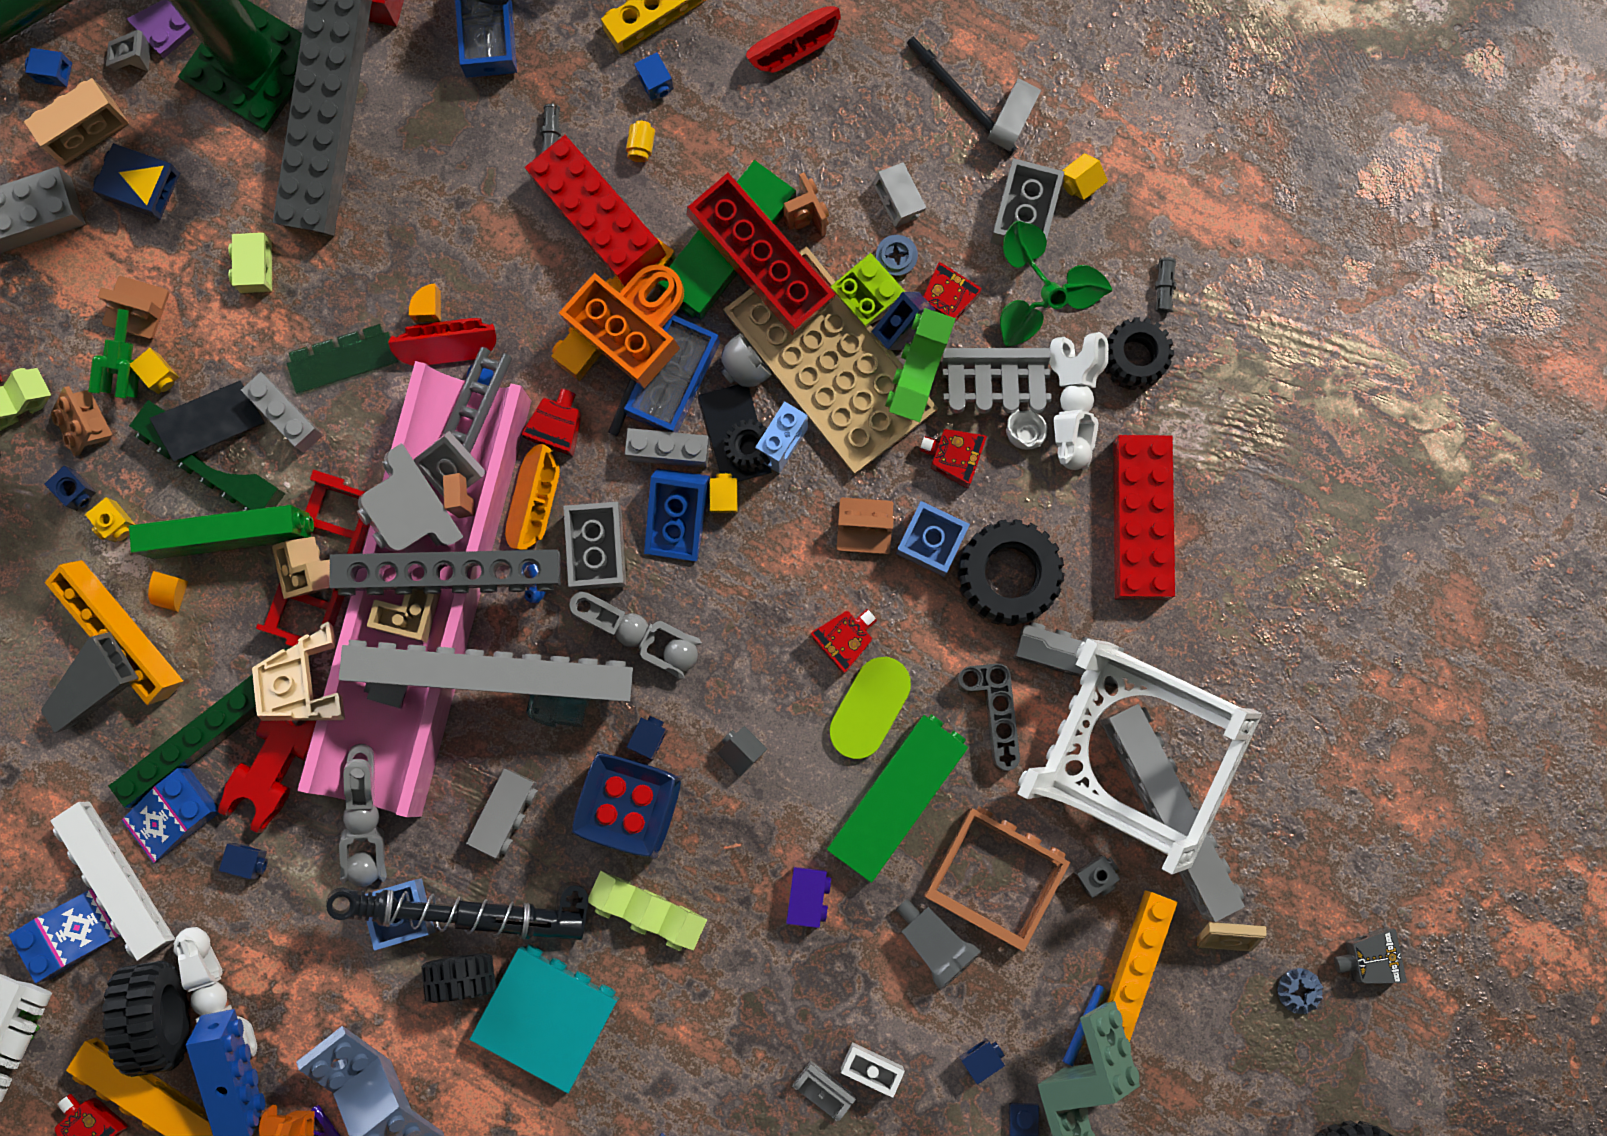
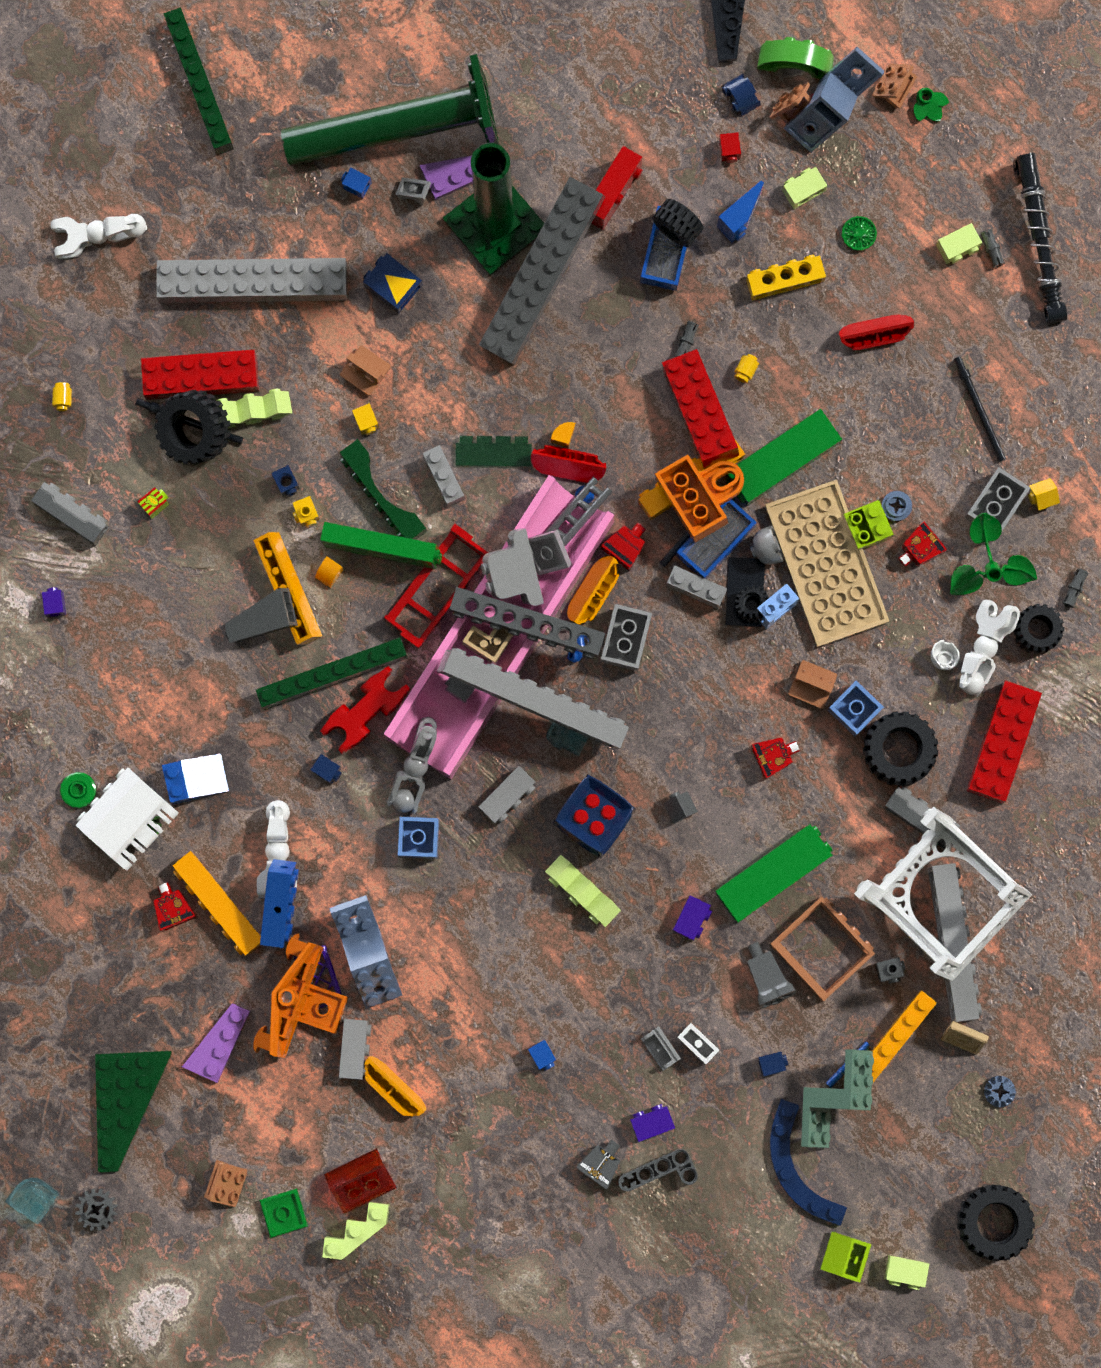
camera: 20 degrees right, 0 degrees up
(76, 121) = (366, 229): light nougat brick -> none
(79, 420) = (304, 436): nougat bracket -> none
(112, 880) = (236, 753): white brick -> none
(117, 361) = (344, 405): green plant -> none
(146, 1018) = (239, 848): black tyre -> none
(170, 813) = (285, 722): blue slope -> none
(206, 421) = (391, 465): black window -> none
(251, 262) = (453, 365): yellowish green brick -> none
(285, 684) = (395, 663): tan wing -> none
(300, 567) = (425, 588): tan brick -> none
(456, 497) = (547, 575): nougat piece -> none
(458, 978) = (447, 891): black tyre -> none
(470, 915) = (469, 854): black piece -> none
(545, 1017) = (493, 938): teal panel -> none
(634, 631) = (634, 704): light grey piece -> none
(647, 737) = (620, 777): dark blue brick -> none
(654, 76) = (770, 326): blue brick -> none
(676, 514) = (687, 634): blue slope -> none
(723, 494) = (724, 631): yellow brick -> none
(760, 253) = (803, 477): red brick -> none
(806, 207) = (839, 455): nougat bracket -> none
(870, 707) = (775, 808): lime tile -> none
(895, 326) = (885, 553): dark blue brick -> none
(899, 194) = (912, 464): light grey hinge -> none
(920, 364) = (886, 589): bright green brick -> none
(955, 454) = (890, 656): red torso -> none
(996, 363) = (939, 603): light grey fence -> none
(996, 717) = (857, 842): dark grey beam -> none
(1014, 114) = (1011, 435): light grey beam -> none
(1373, 958) = (1055, 1086): dark grey torso -> none

